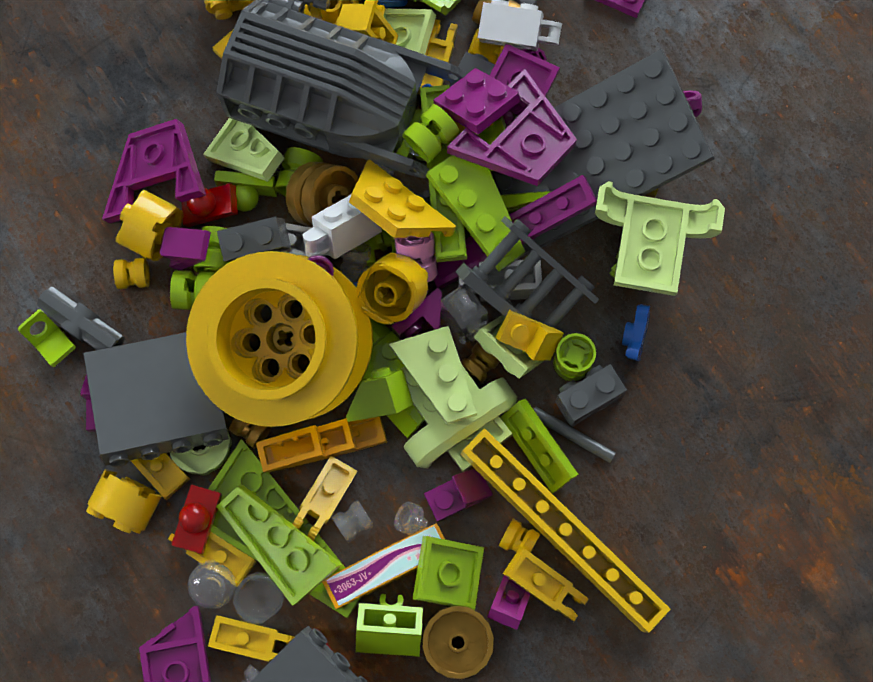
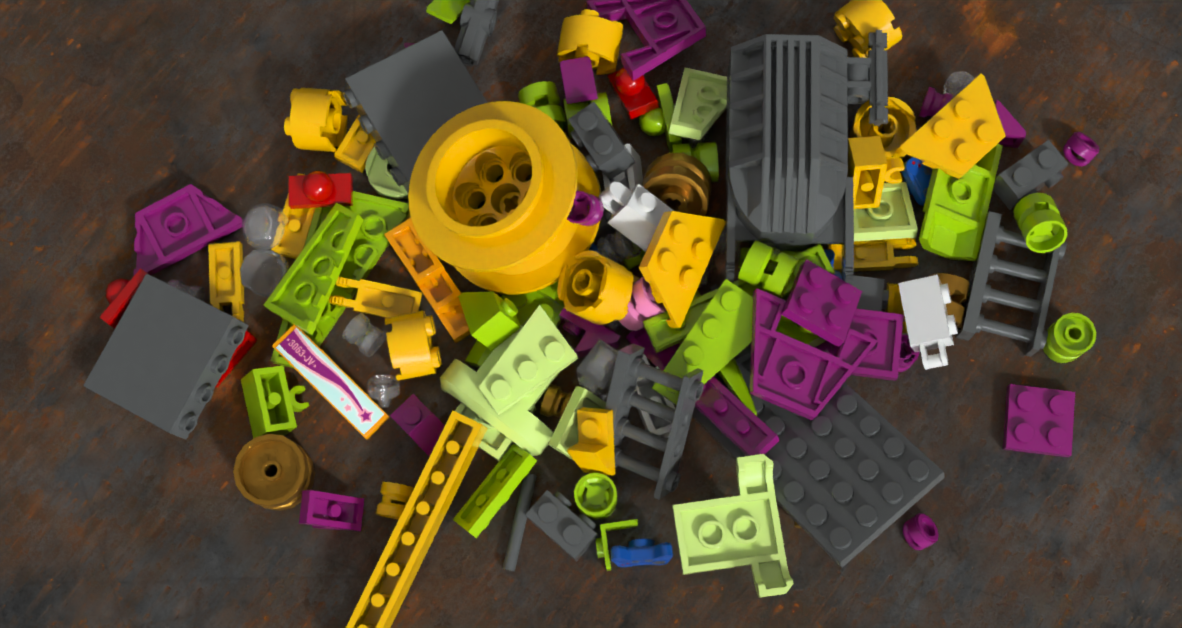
camera: 75 degrees right, 0 degrees up
(131, 273) = (540, 44): yellow wheel -> none
(381, 475) = (412, 345): none -> yellow brick
(448, 572) = (341, 442): lime tile -> none
(543, 582) = (356, 537): yellow hinge -> none
(621, 366) = (602, 544): none -> lime bracket

